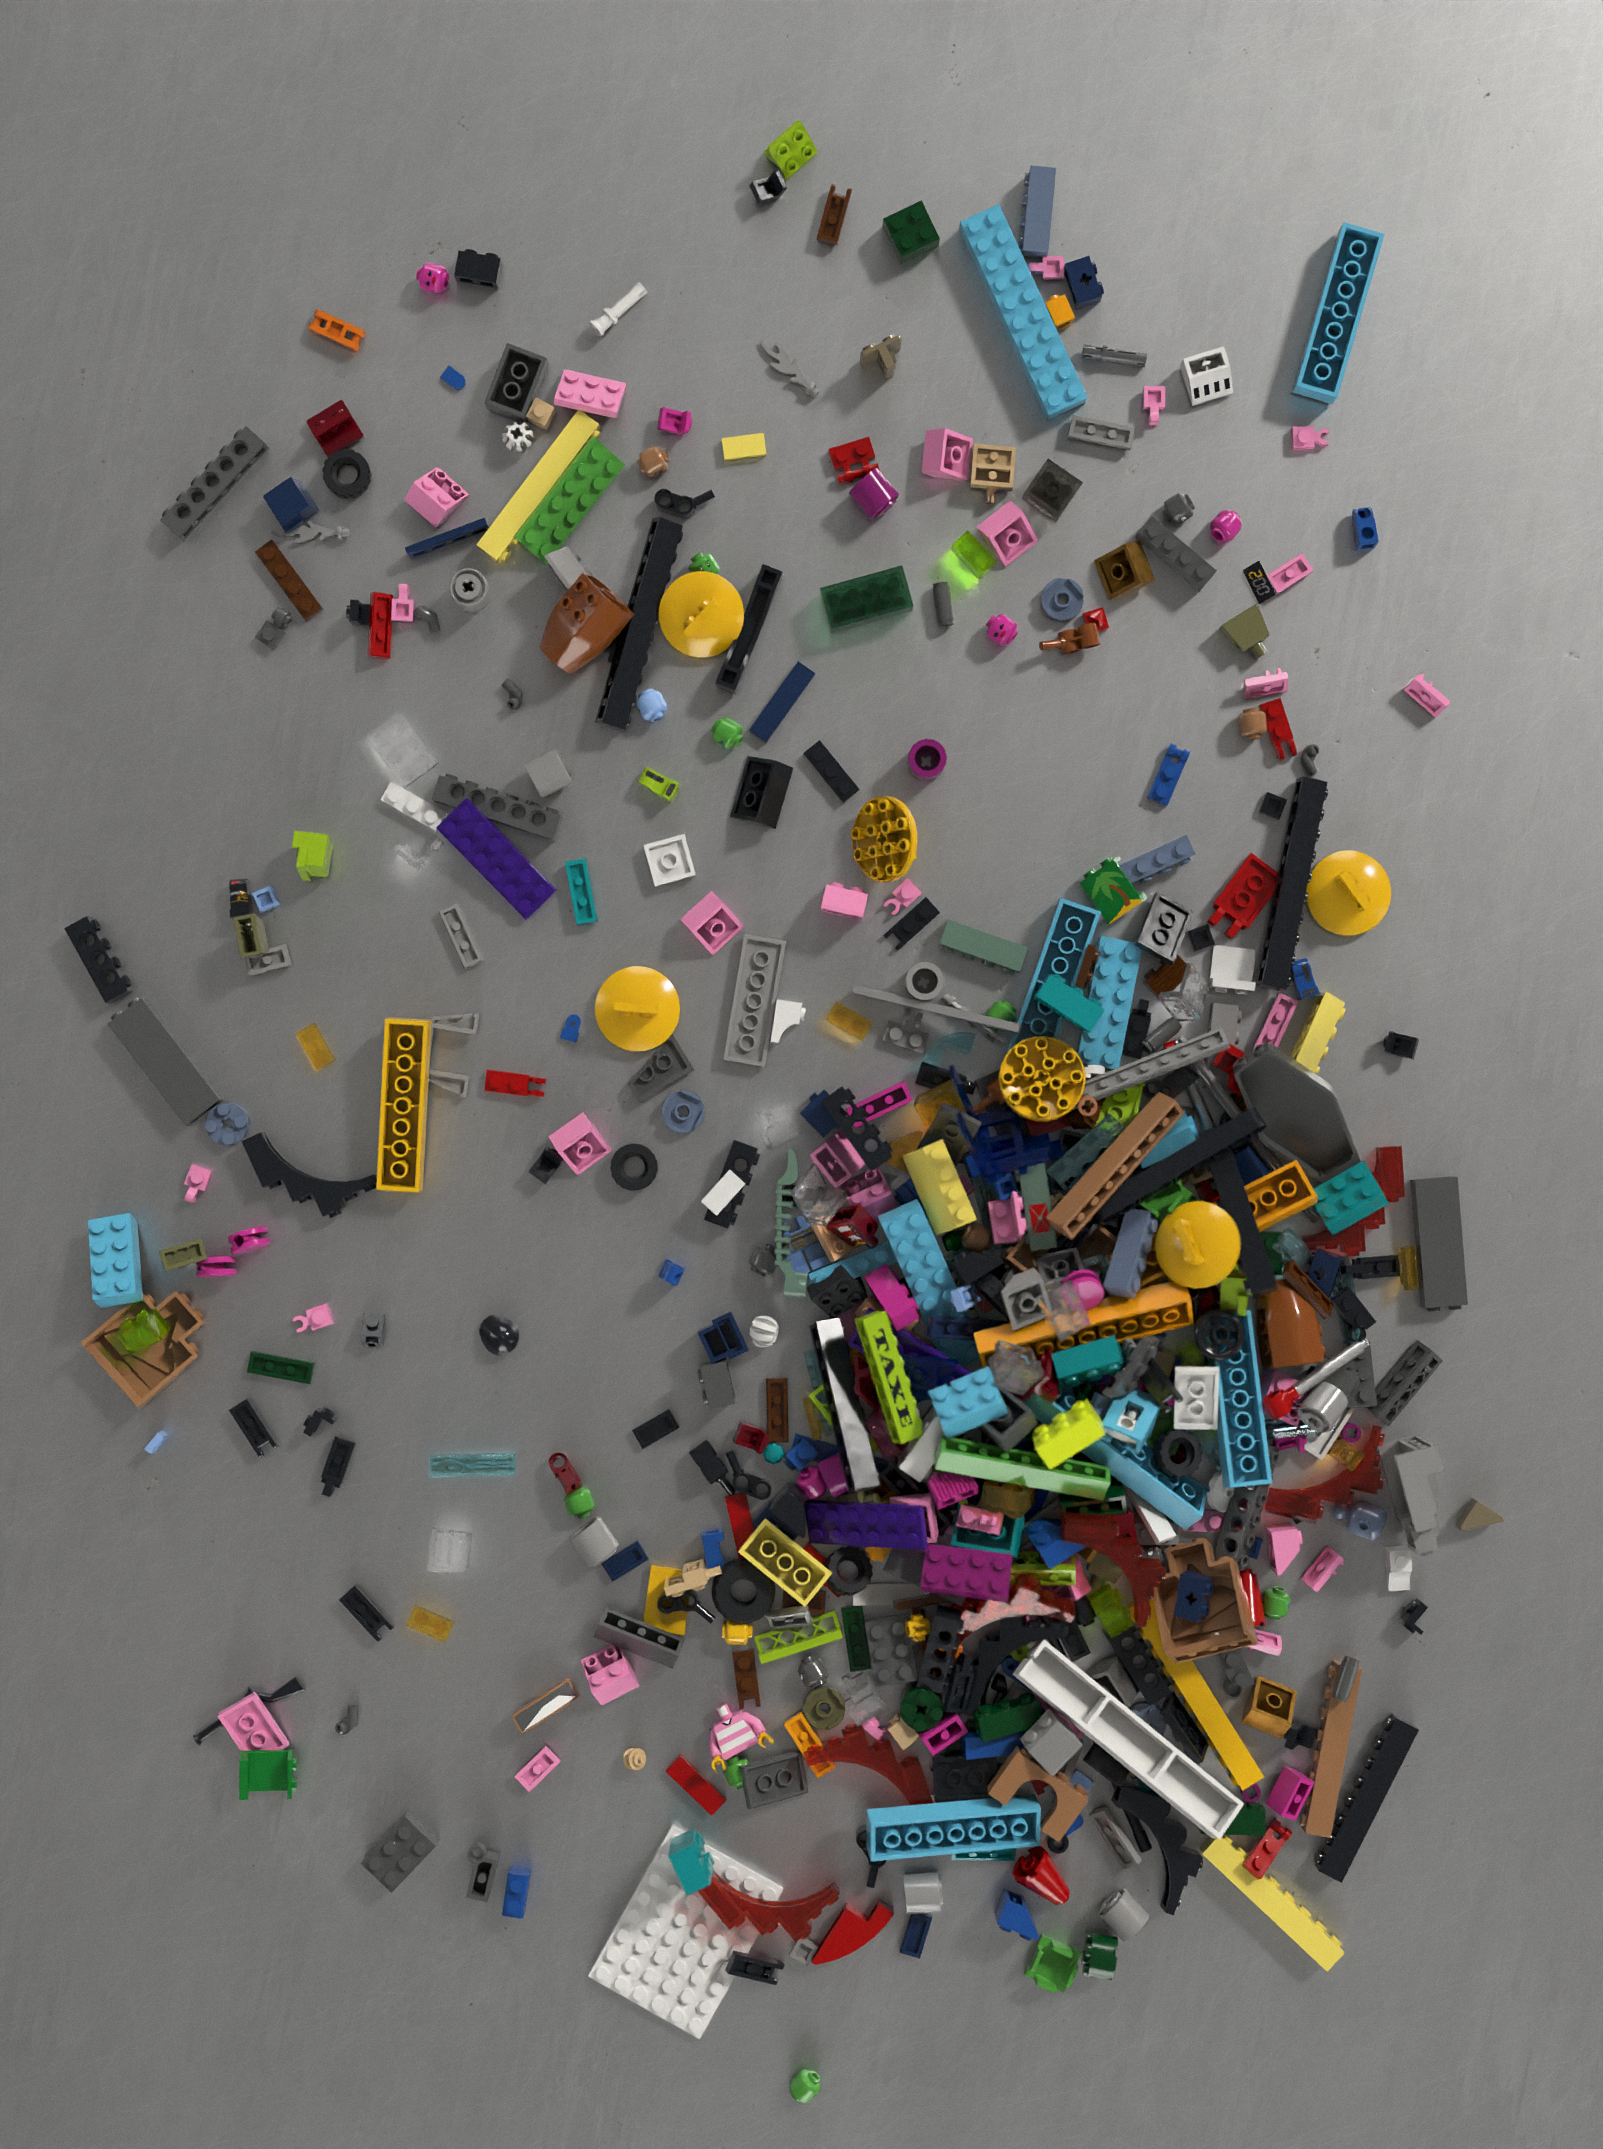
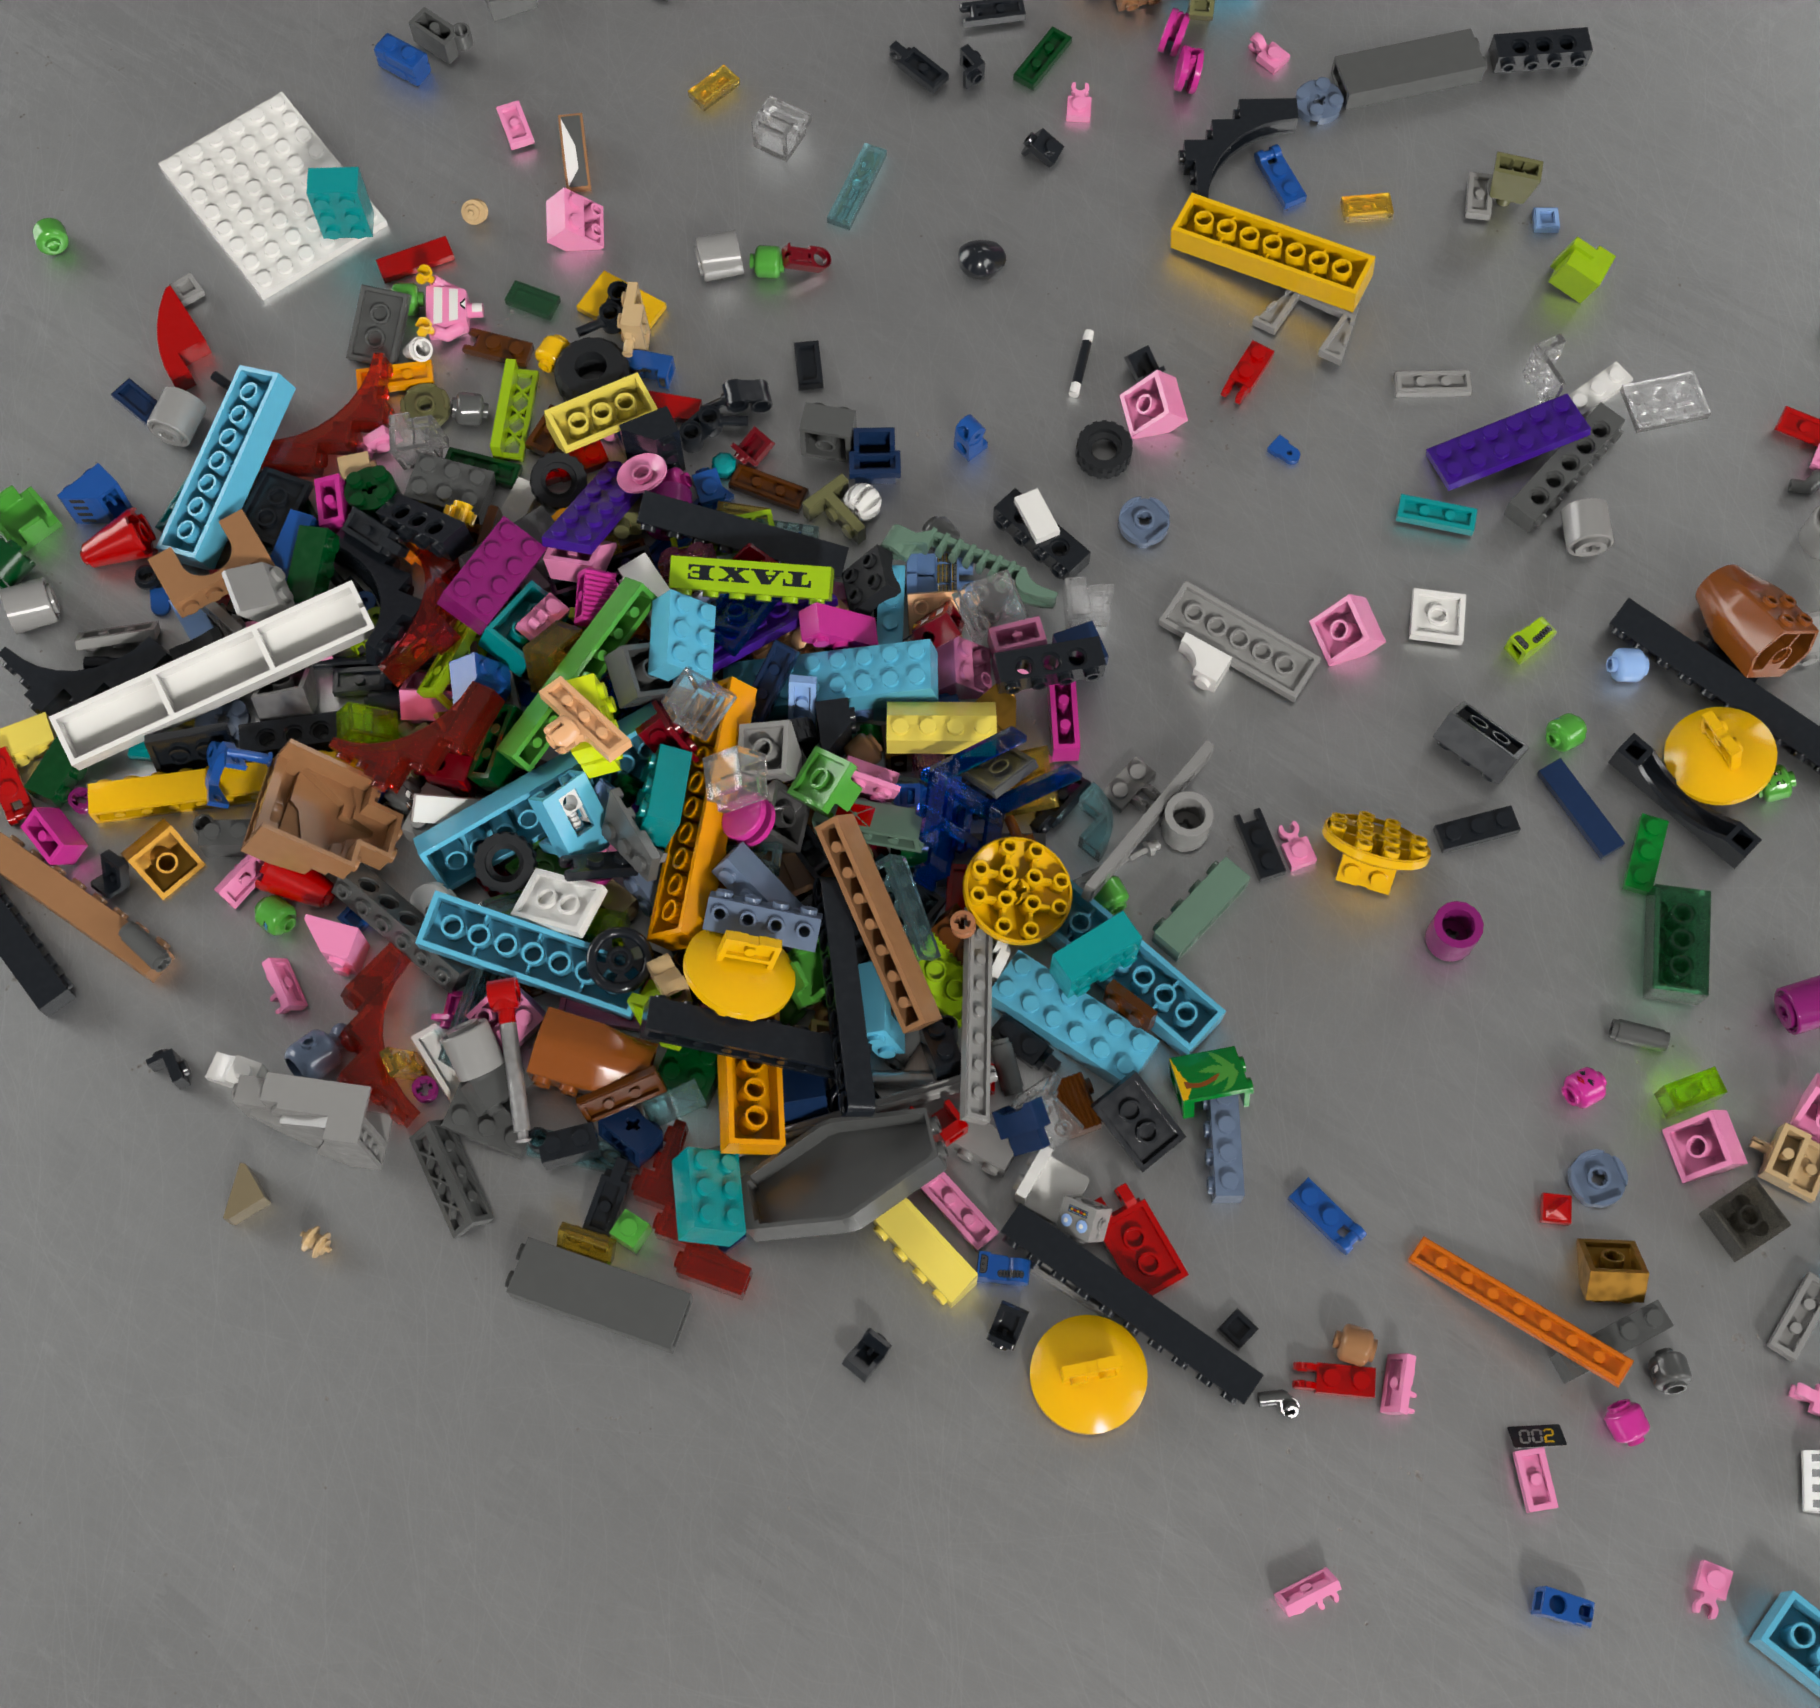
camera: 115 degrees right, 20 degrees down
(240, 898) = (1556, 194): black leg -> none
(316, 1127) = (1280, 177): none -> blue plate
(365, 1611) = (755, 38): black hinge -> none
(515, 694) = (1689, 536): dark grey arm -> none
(561, 1216) = (1081, 363): none -> black bar
(625, 1560) = (683, 284): dark blue tile -> none
(637, 1008) = (1280, 520): yellow bracket -> none
(639, 1637) = (596, 259): dark grey brick -> none
(661, 1070) = (1198, 517): dark grey wing -> none
(692, 1672) = (532, 300): none -> clear green tile
(753, 1967) = (197, 235): black hinge -> none
(765, 1915) = (246, 259): clear red arch -> none
(777, 1349) = (828, 500): none -> olive bracket
(782, 1737) = (418, 349): none -> white cone
(789, 1617) = (542, 400): light grey tile -> none
(799, 643) = (1645, 854): none -> green plate
(825, 1513) = (641, 473): none -> bright pink dish
(844, 901) = (1317, 774): bright pink slope -> none
(849, 1021) = (1173, 729): clear yellow plate -> none
(1033, 1247) = (825, 782): none -> bright green panel
(1073, 641) = (1542, 1167): dark orange beam -> none
(1084, 1437) = (580, 723): none -> light nougat plate
(1156, 1244) = (759, 918): none -> sand blue brick
(1184, 1700) = (225, 755): none -> blue piece
(1185, 621) = (1521, 1312): none -> orange tile
(1186, 1604) = (333, 809): dark blue brick -> none
(1201, 937) = (1106, 1169): black tile -> none
(1208, 1004) = (1024, 1126): none -> dark blue piece
(1210, 1522) = (411, 876): bright pink plate -> none
(1223, 1292) = (668, 978): none -> tan leg
(1247, 631) = (1477, 1391): olive torso -> none
(1249, 937) = (1083, 1219): none -> light grey head
(1341, 959) = (1007, 1326): none -> black bracket
(1388, 1241) = (631, 1231): none -> bright green brick
(1487, 1451) = (316, 1241): none -> tan wheel

